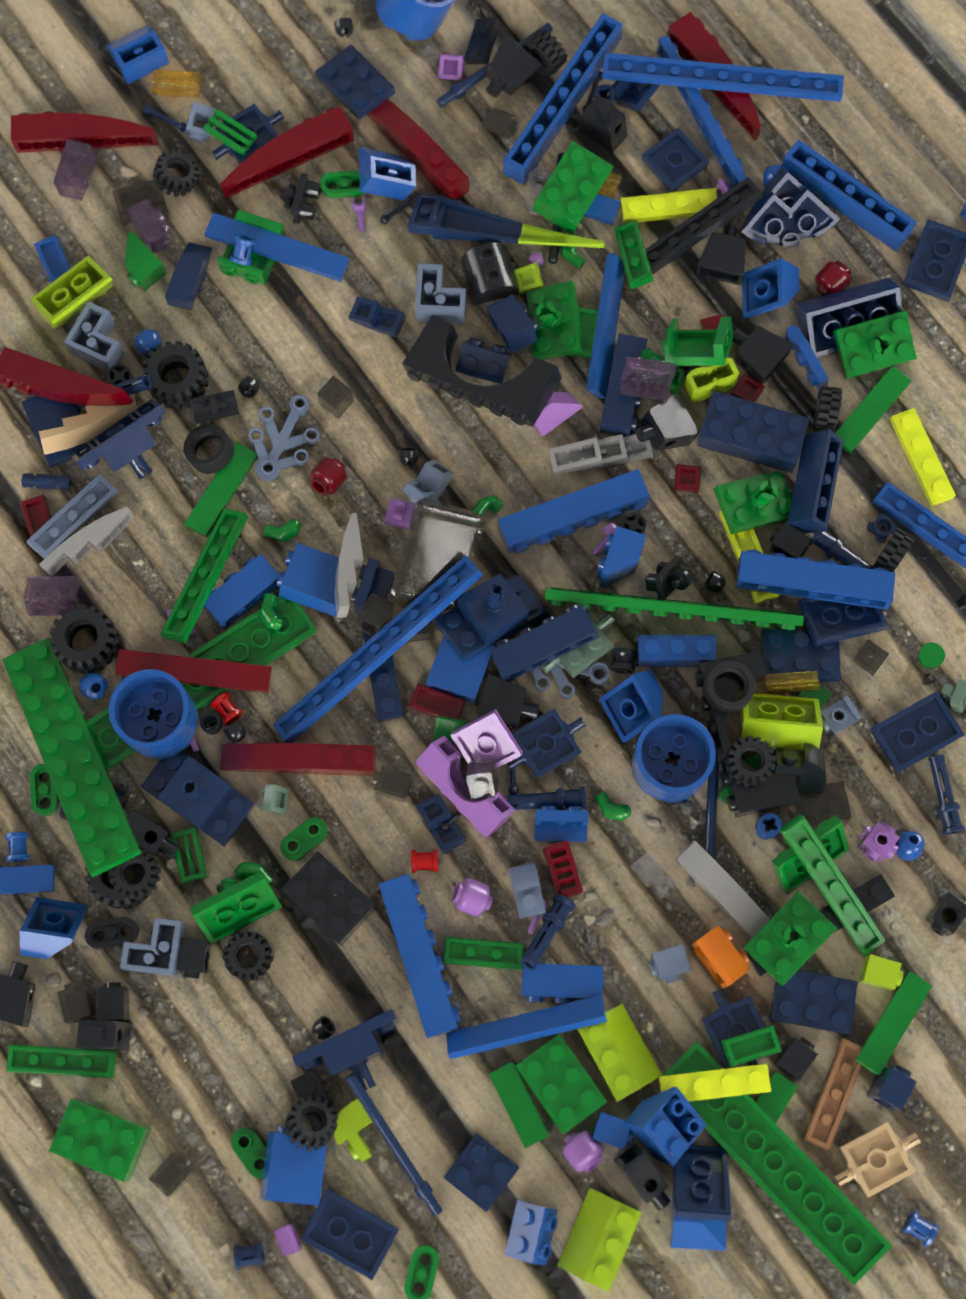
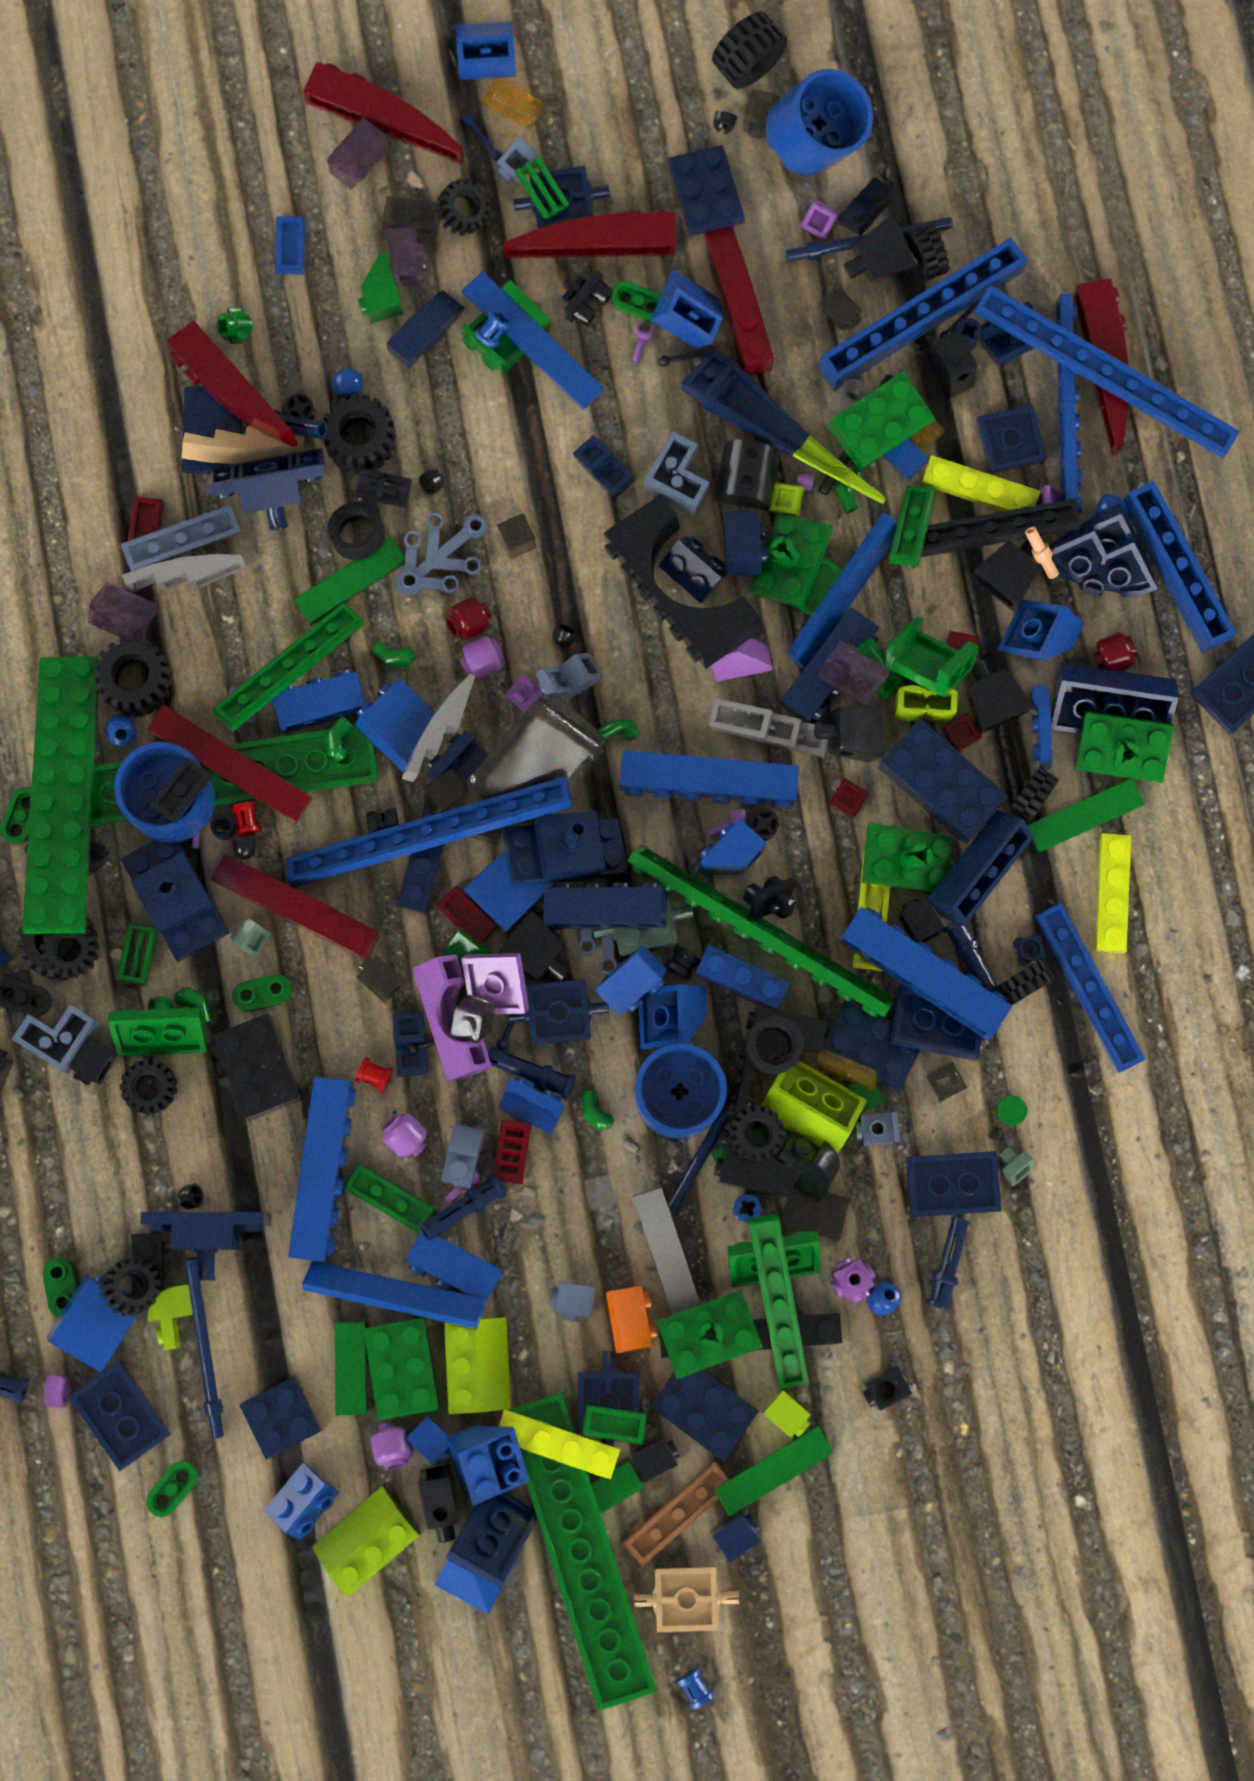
camera: 20 degrees right, 5 degrees up
(39, 338) = (234, 325): none -> green gear
(46, 481) = (171, 486): dark blue axle -> none
(71, 292) = (290, 291): lime slope -> none
(90, 338) = (286, 351): sand blue brick -> none
(144, 828) = (98, 905): black torso -> none
(168, 702) = (181, 790): none -> black plate
(334, 660) = (380, 821): none -> black wheel
(353, 499) = (482, 657): none -> medium lavender head
(592, 691) = (631, 980): none -> blue brick
(715, 582) = (821, 924): black hinge -> none
(742, 228) = (1041, 552): none -> light nougat bar

